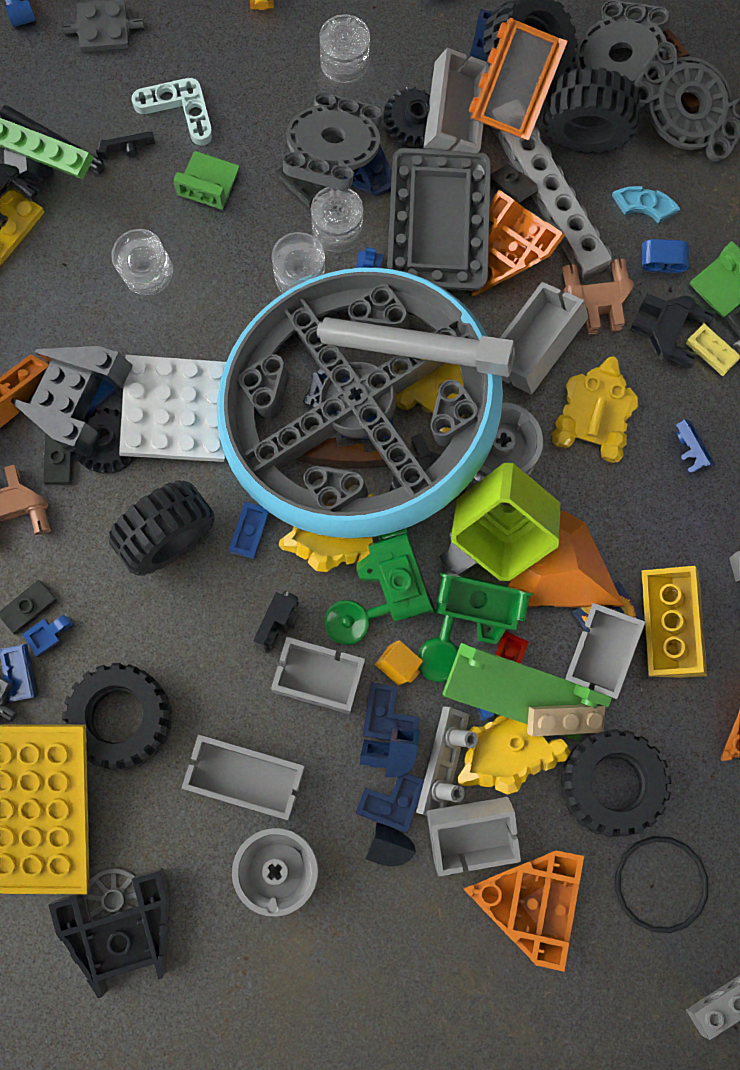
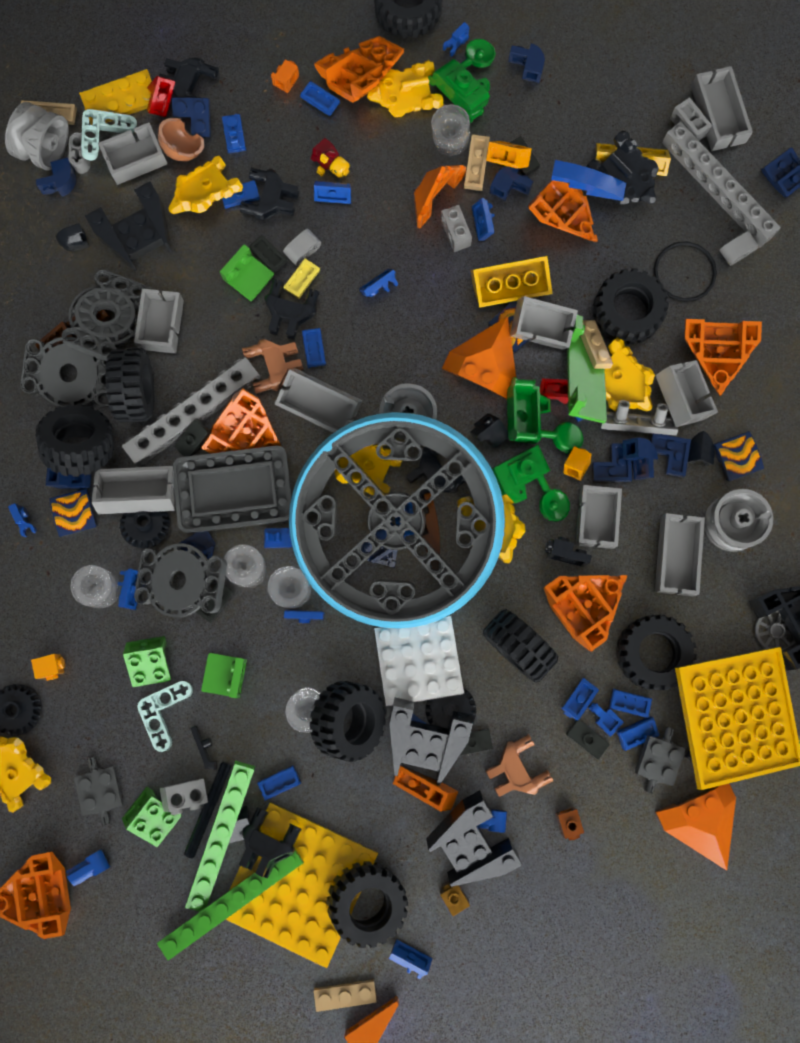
camera: 95 degrees left, 5 degrees up
(56, 74) = (148, 820): none -> bright green bracket
(60, 671) = (630, 703): none -> blue plate
(63, 222) = (279, 782): none -> blue plate
(79, 109) = (183, 792): none -> light grey brick
(79, 603) = (579, 699): none -> blue plate
(94, 319) = (330, 715): none -> black tyre
(201, 635) = (586, 605): none -> orange wedge
(244, 93) = (146, 661): none -> bright green bracket
(249, 530) = (501, 588): blue plate -> none
(261, 281) = (304, 616): none -> blue plate
(334, 85) = (126, 598): none -> blue plate
(371, 900) = (739, 456): none -> slope
(440, 33) = (73, 512): none -> slope
(487, 354) = (360, 428): light grey brick -> none
(501, 536) = (470, 398): lime plate -> none
(517, 79) = (116, 441): window -> none
(597, 410) = (363, 353): yellow shield -> none
(622, 348) = (313, 347): none -> blue plate
(640, 200) = (189, 339): medium azure tile -> none
(665, 256) = (233, 320): blue beam -> none
(675, 164) = (159, 321): none -> light grey piece
(687, 972) = (739, 248): none -> light grey beam

